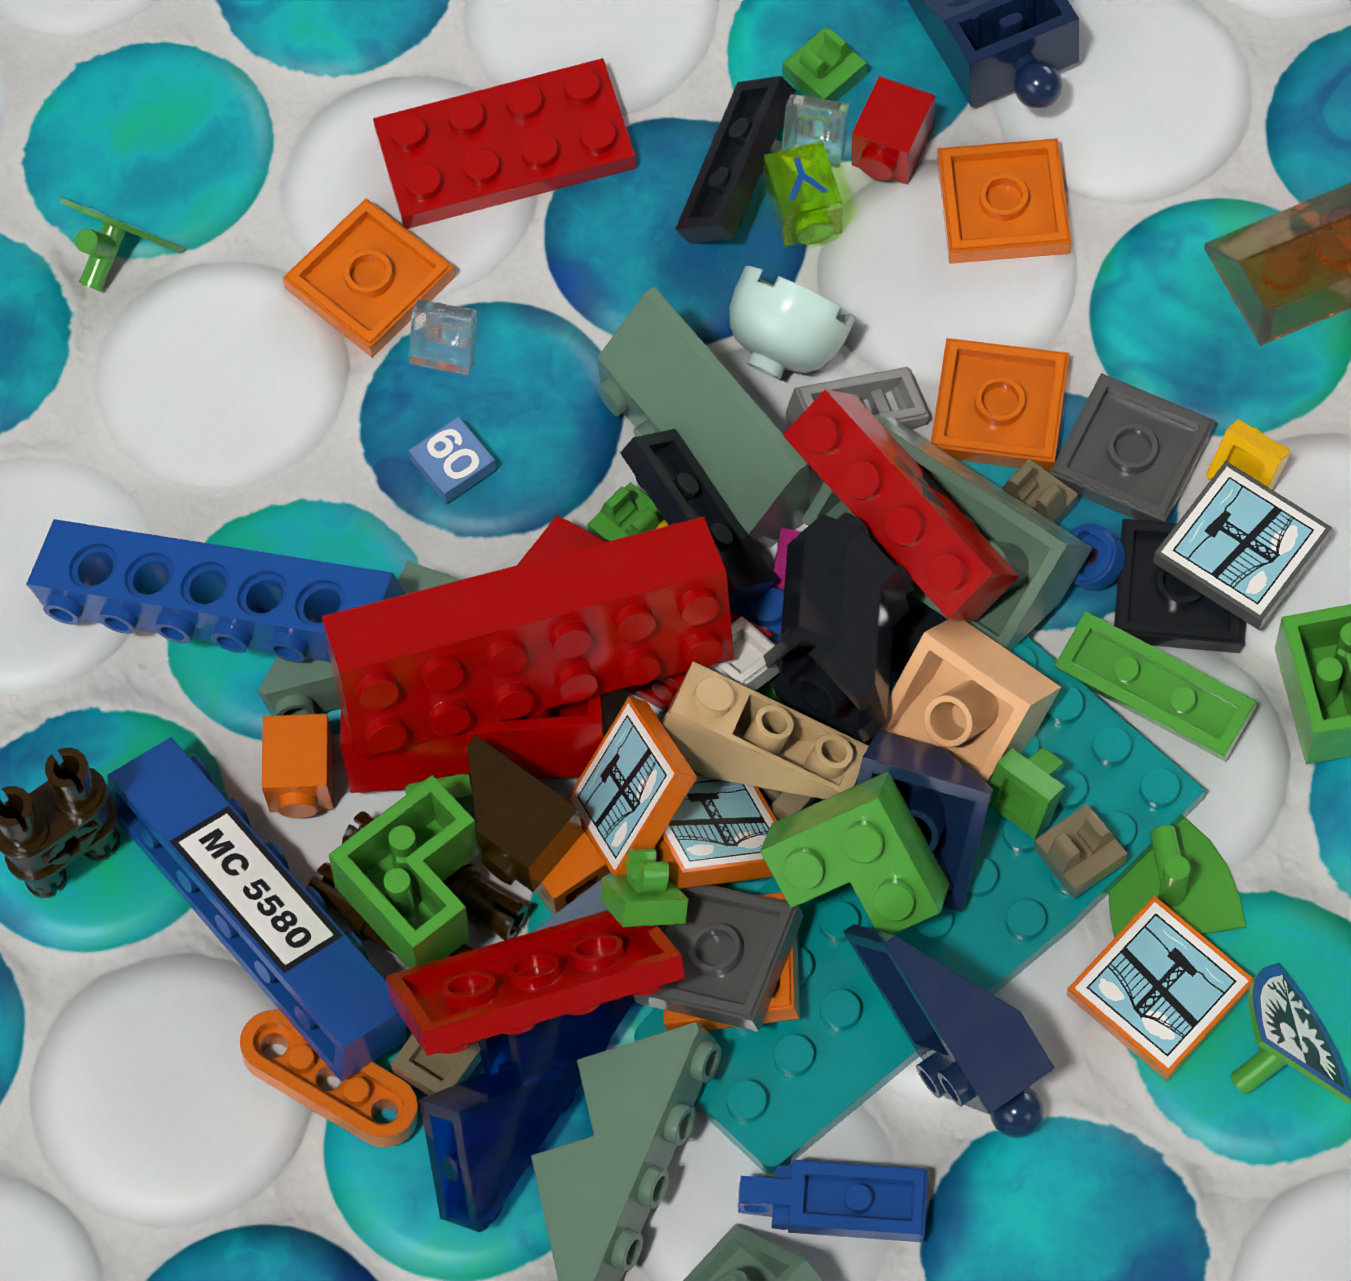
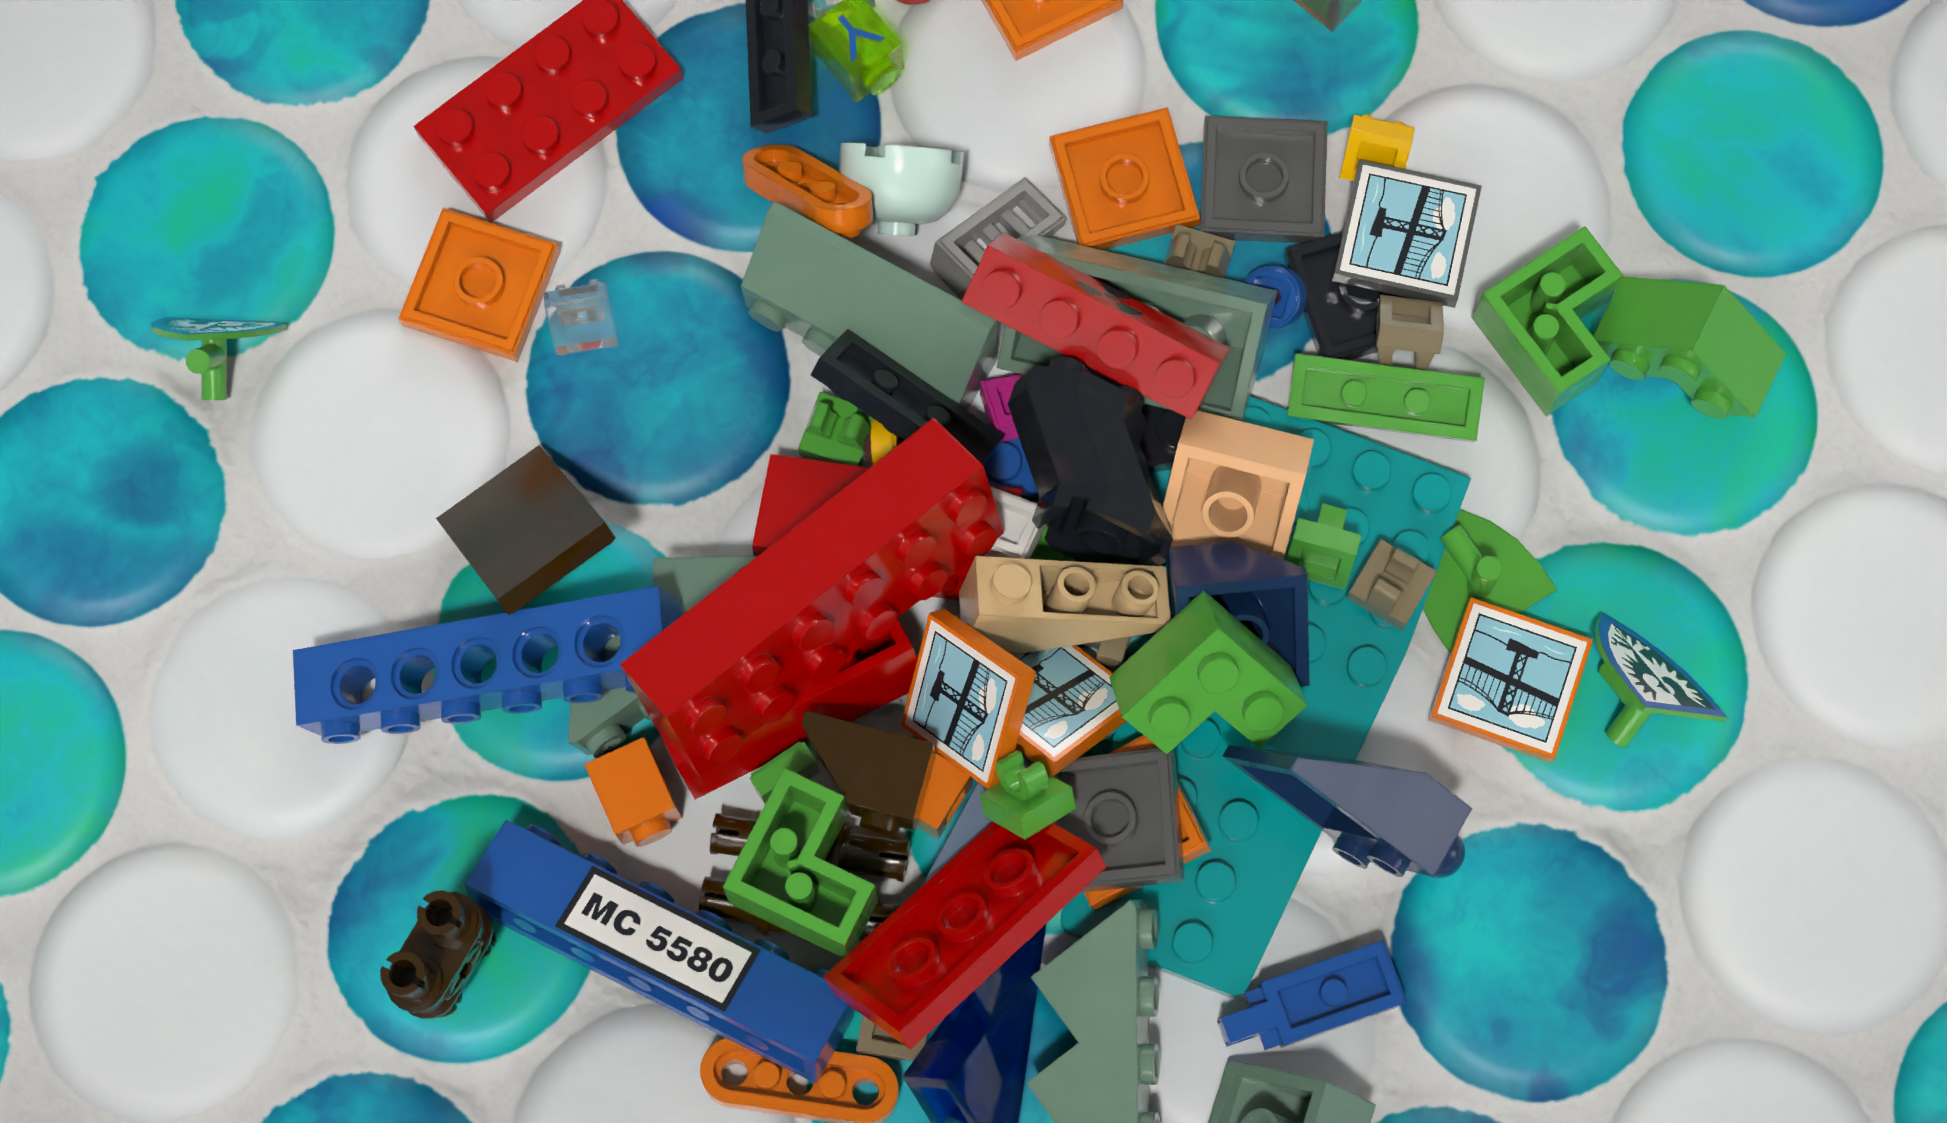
camera: 25 degrees left, 10 degrees up
(304, 493) = (525, 529): none -> dark brown tile
(452, 460) = (641, 434): medium blue tile -> none
(698, 296) = (808, 188): none -> orange plate
(1204, 626) = (1409, 326): none -> dark tan tile

